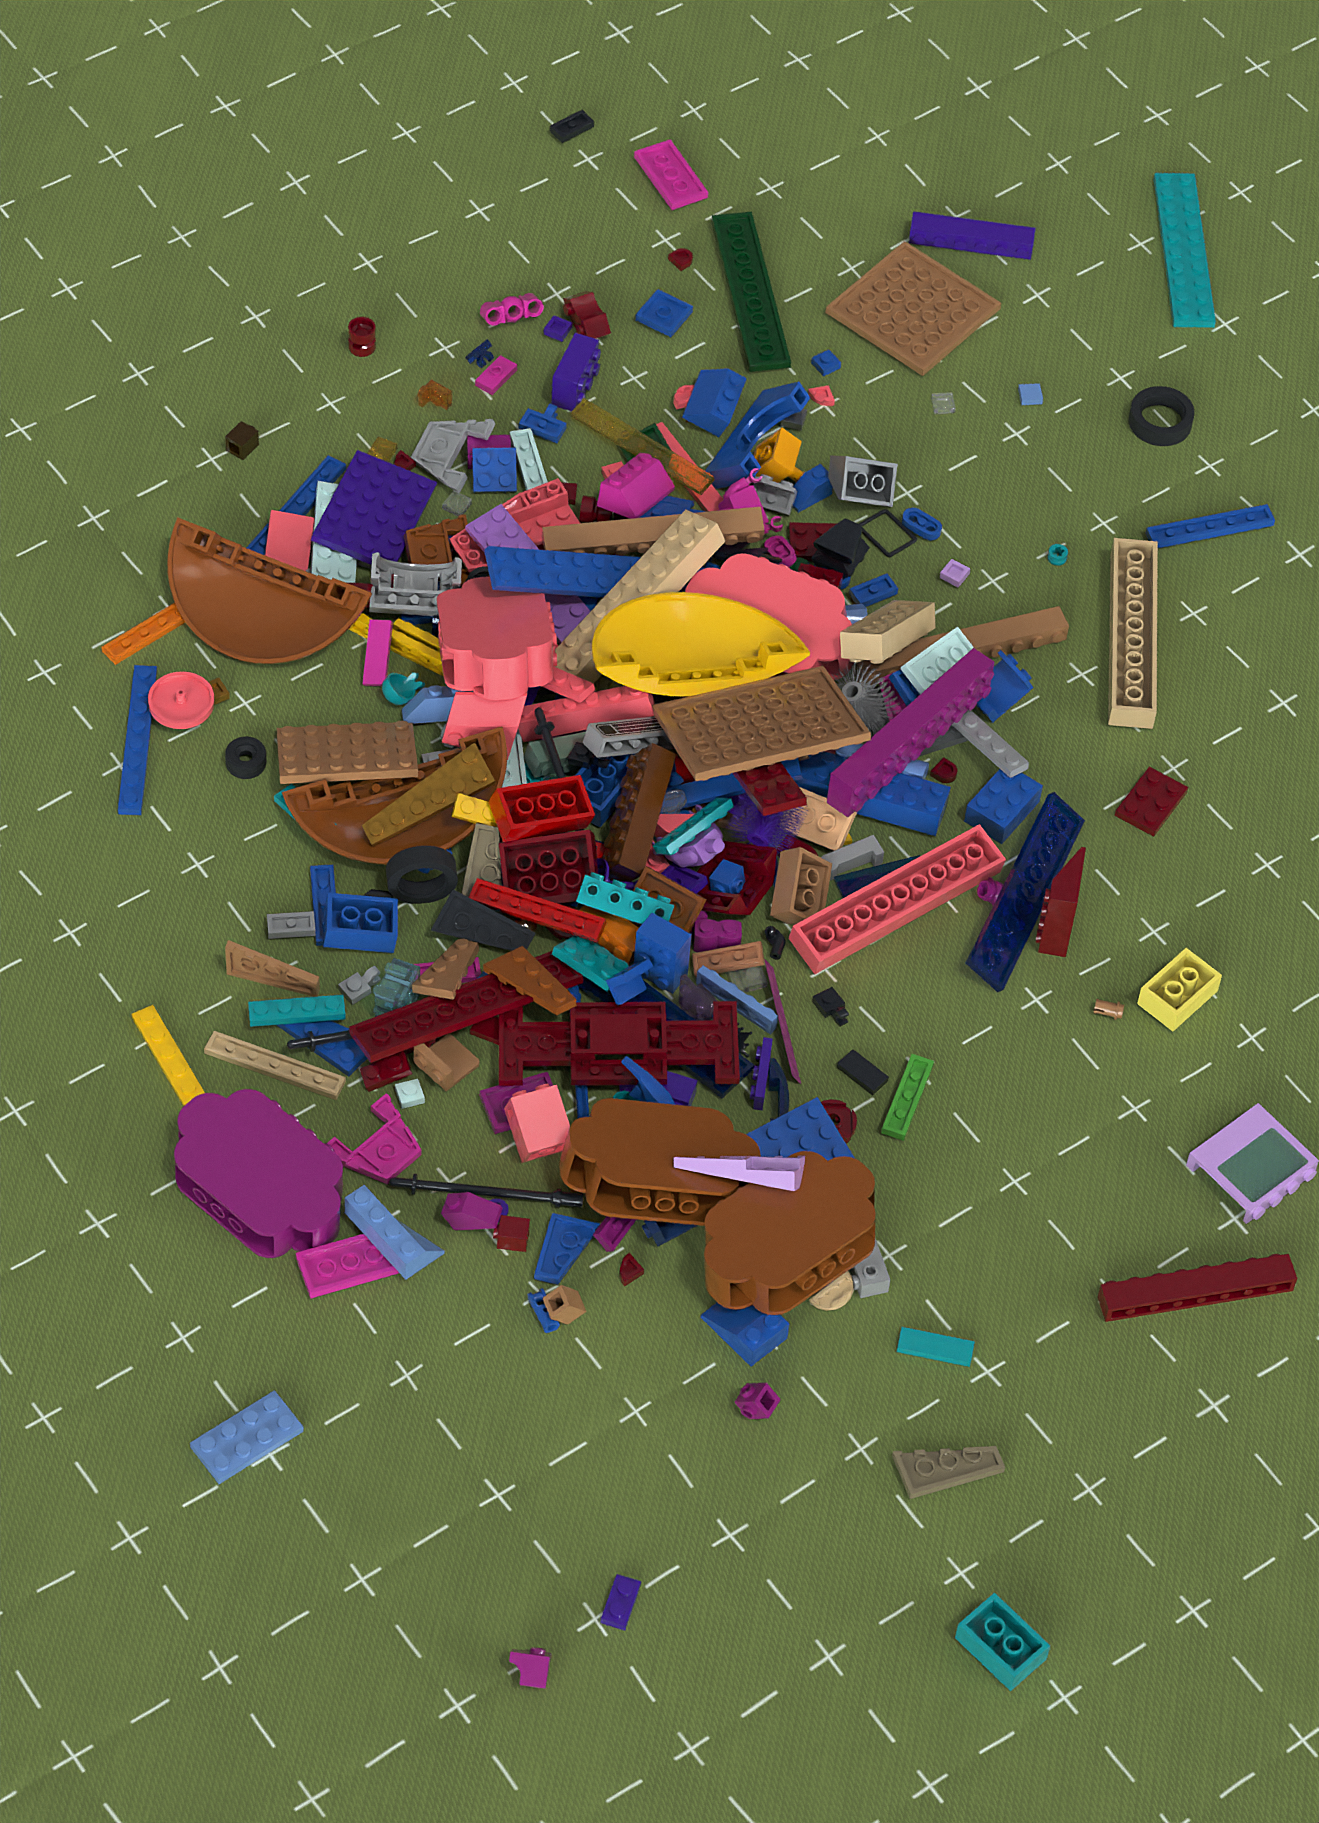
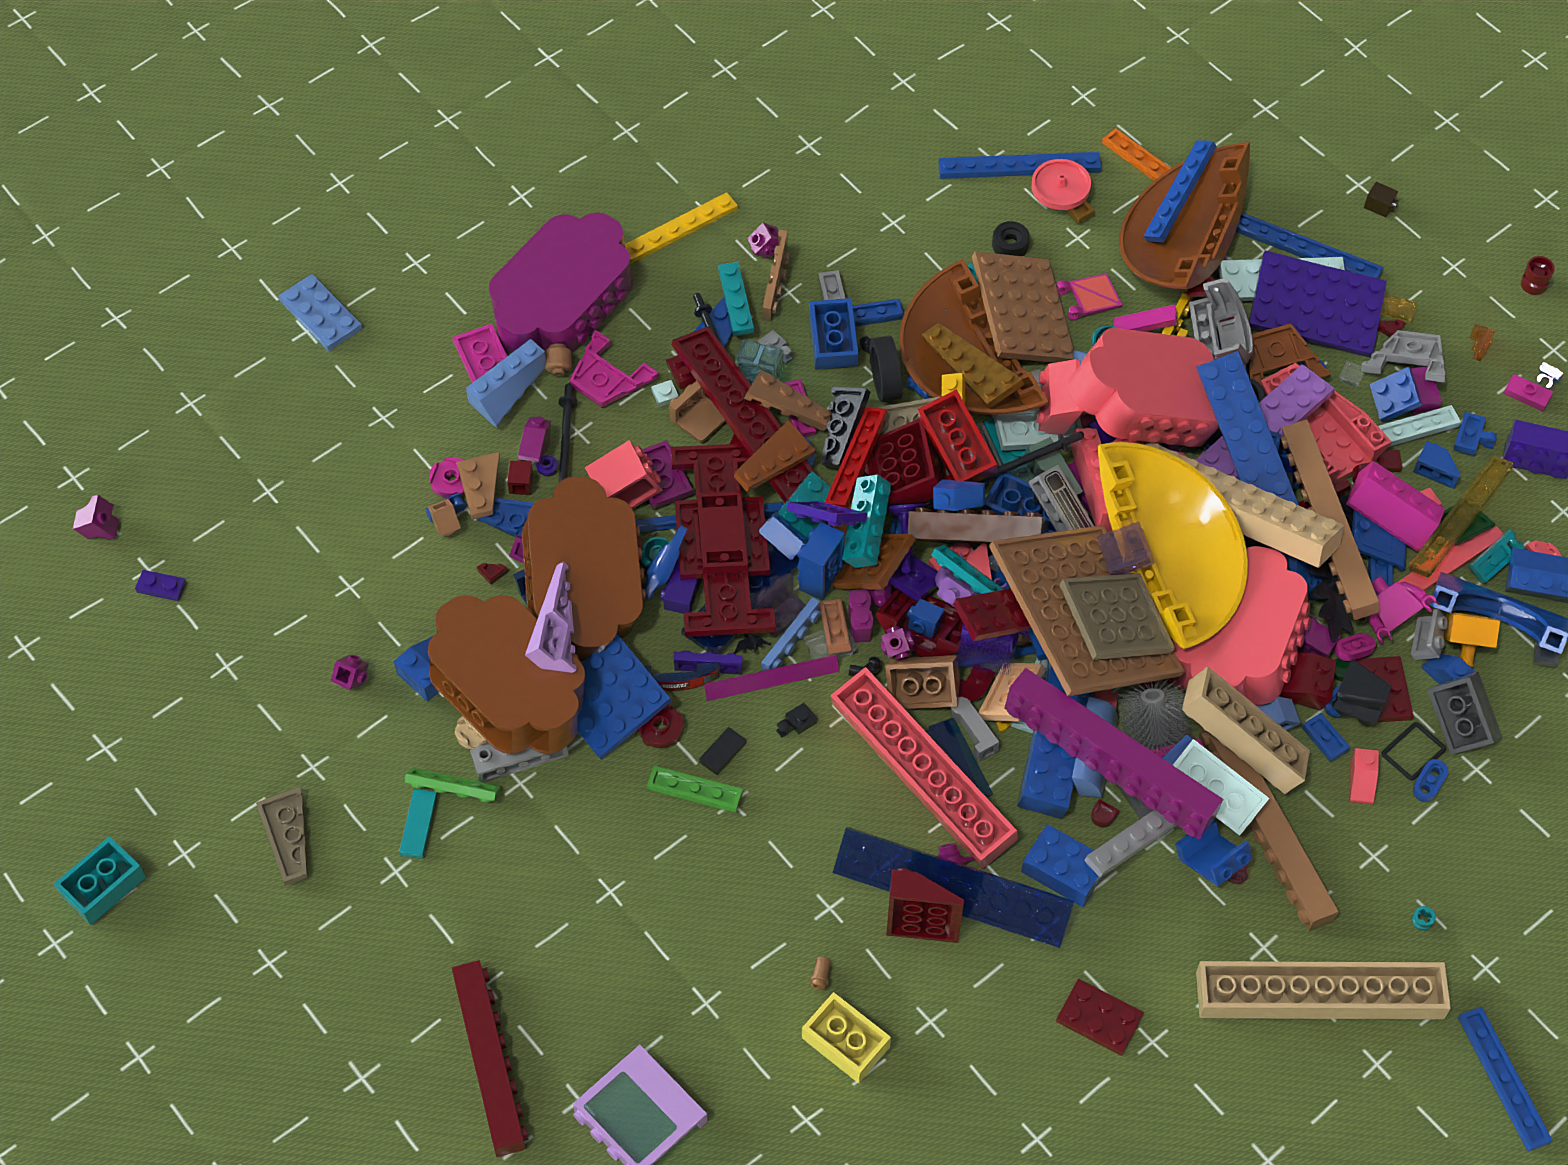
camera: 90 degrees right, 5 degrees up
(212, 971) = (764, 240): none -> magenta brick
(215, 595) = (1180, 191): none -> blue plate
(275, 1065) = (683, 299): tan tile -> none
(289, 538) = (1253, 241): coral tile -> none
(327, 697) = (1092, 295): none -> flag
(355, 1180) = (558, 359): none -> medium nougat head
(499, 1315) = (439, 482): none -> dark pink plate
(522, 1269) = (479, 483): none -> medium nougat wing
(577, 456) = (1437, 465): none -> blue slope
(609, 817) = (958, 495): none -> blue slope
(624, 926) = (824, 511): none -> dark purple plate
(686, 431) = (1495, 556): none -> teal plate
(701, 680) = (1125, 549): none -> bracket
(763, 899) = (905, 646): none -> magenta brick
(775, 697) = (1116, 616): none -> dark tan plate
(894, 1310) = (447, 783): none -> bright green plate
(916, 569) = (1363, 775): none -> coral slope
(954, 573) = (1369, 814): lavender plate -> none

